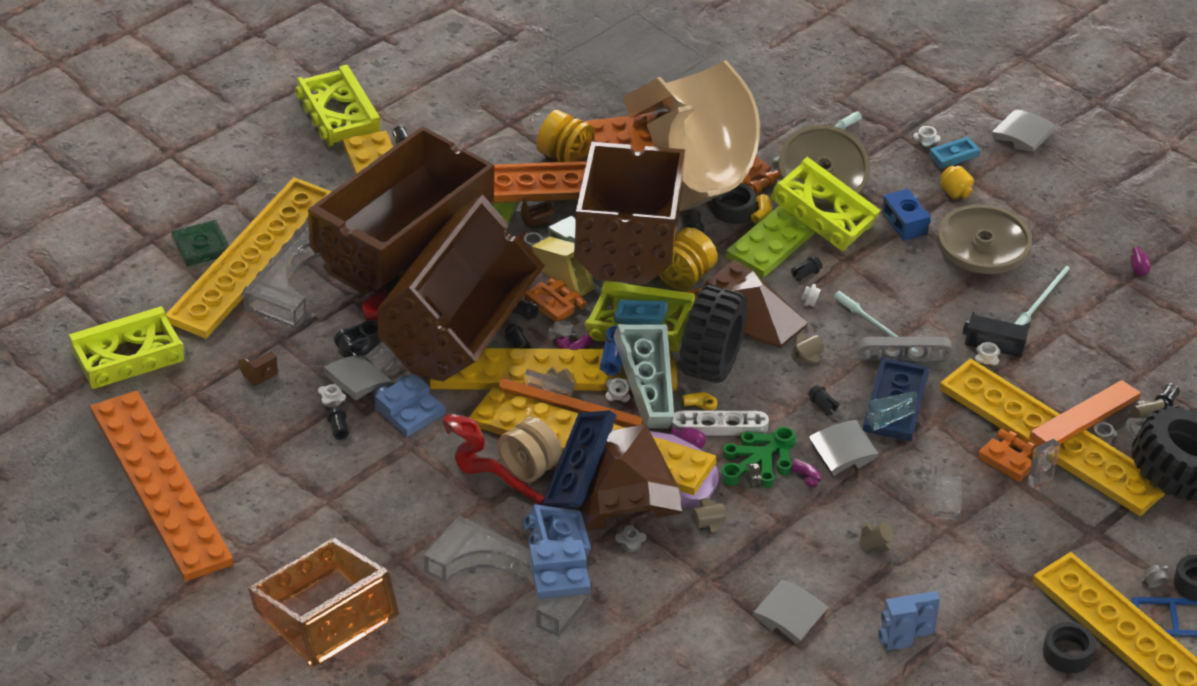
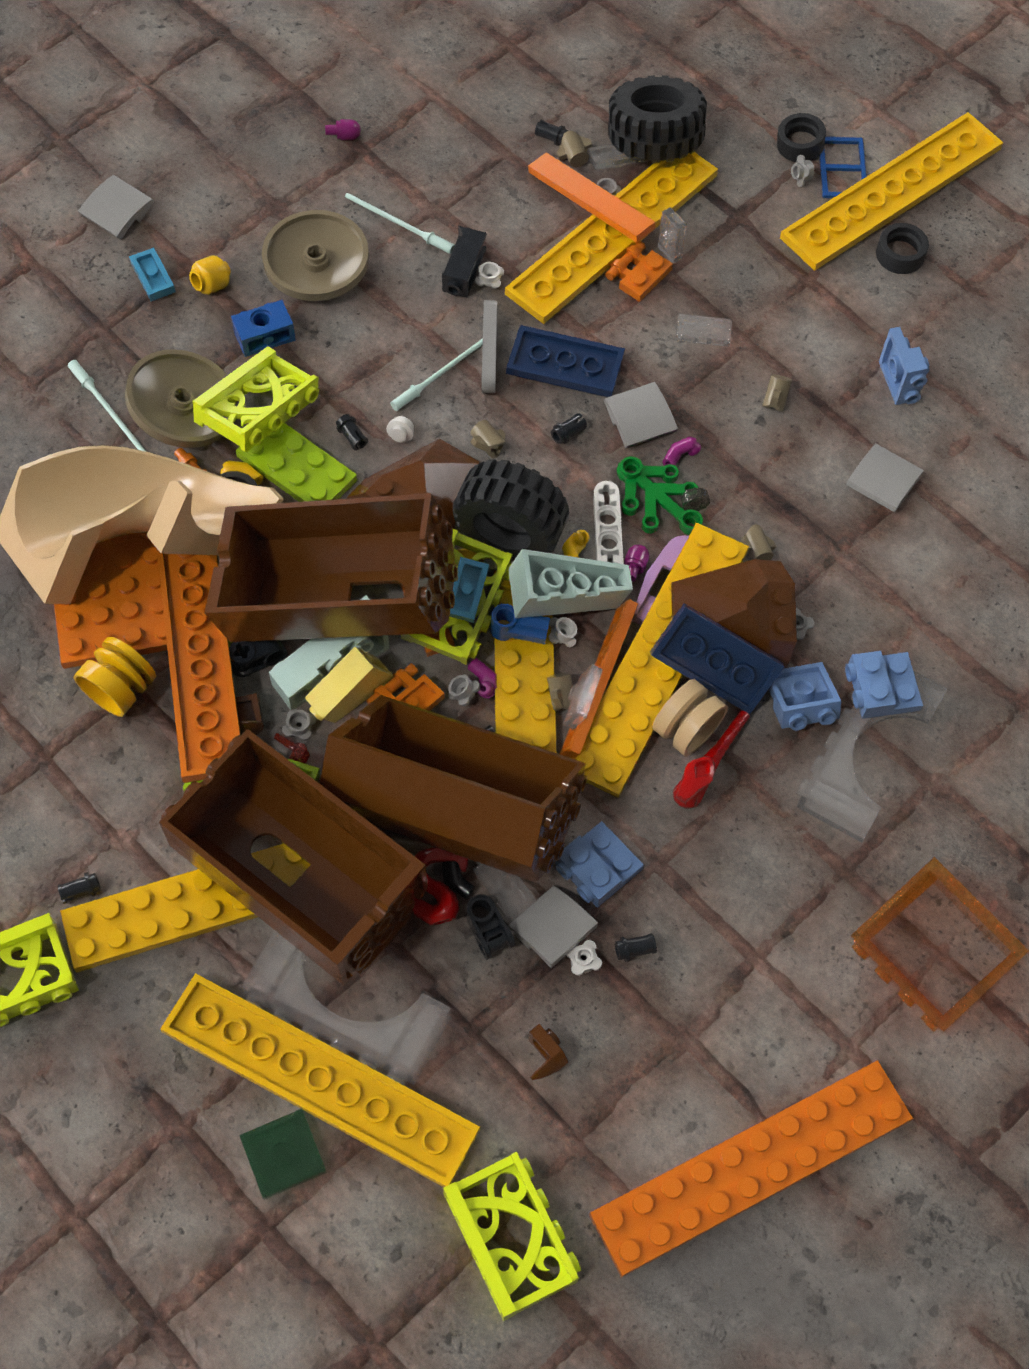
camera: 90 degrees left, 20 degrees up
(890, 409) = (606, 363): clear light blue slope -> none
(927, 136) = (118, 299): white plate -> none

